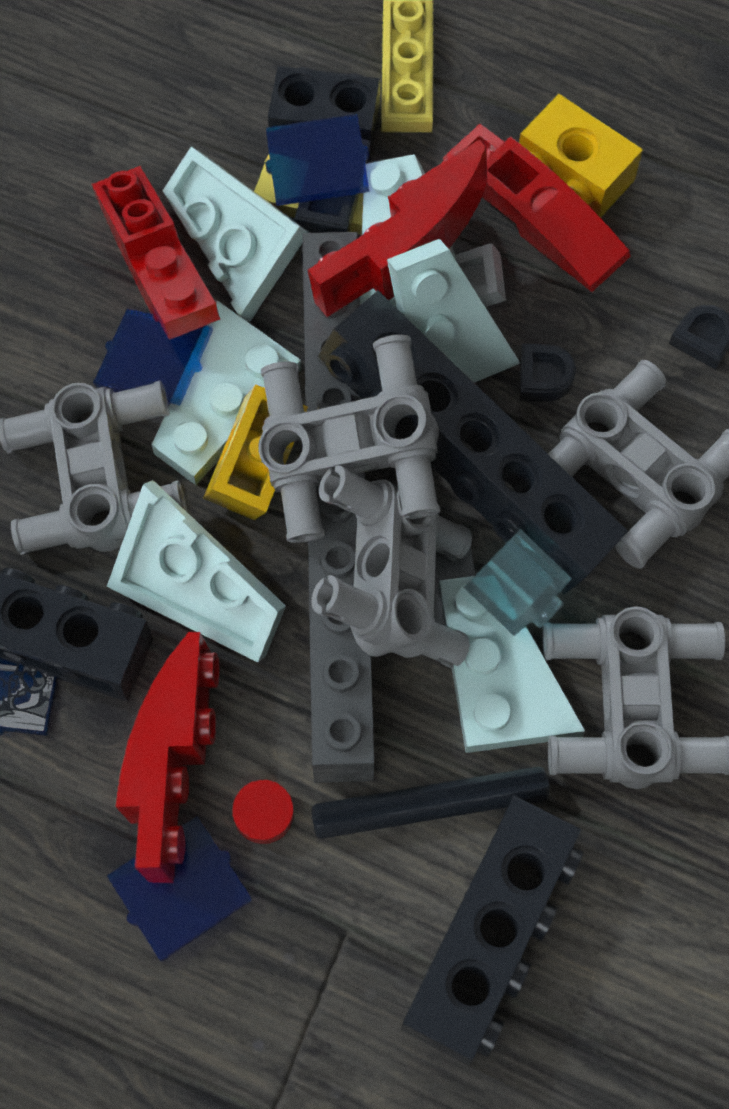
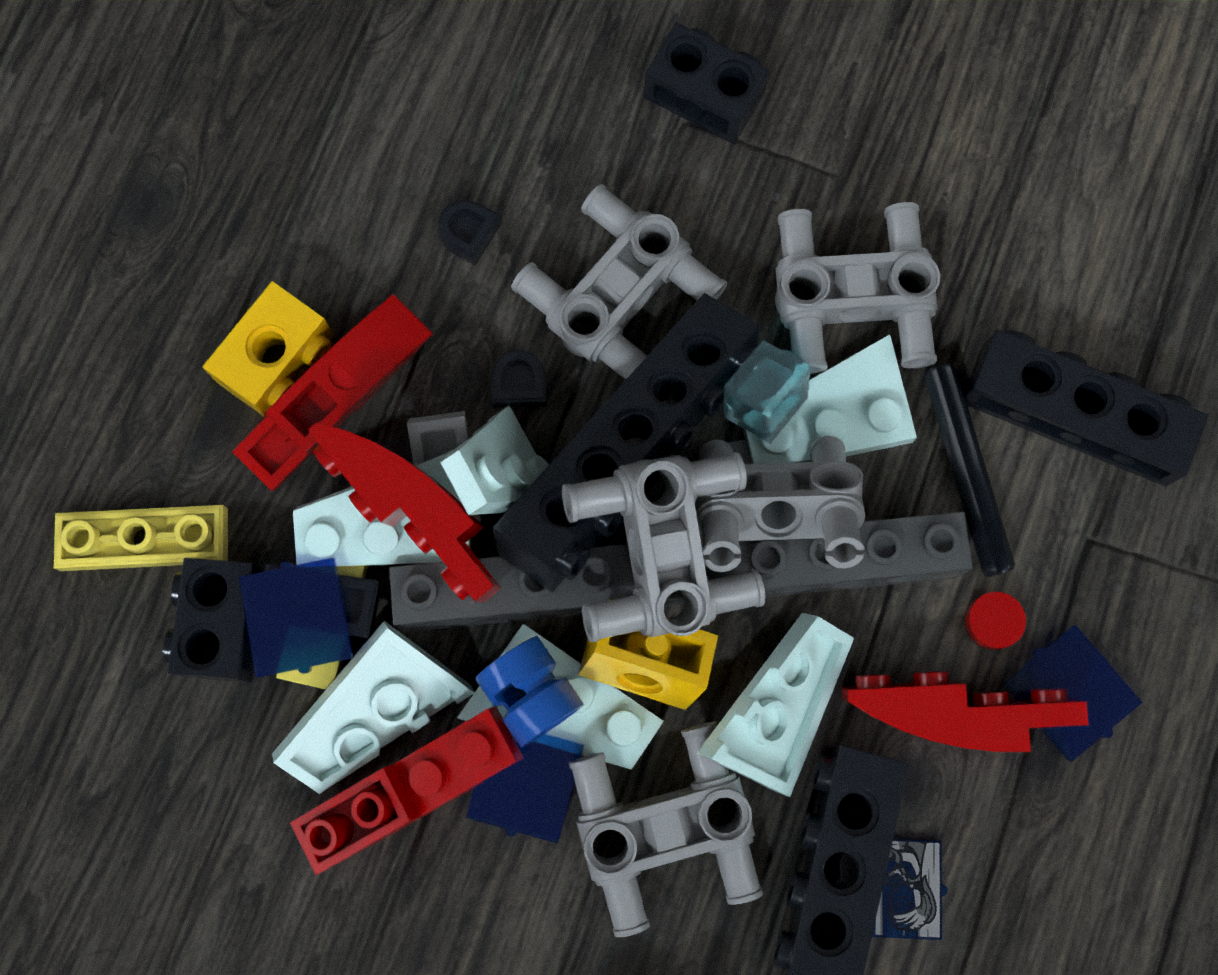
camera: 95 degrees left, 10 degrees up
(228, 341) = (529, 691): none -> blue wheel

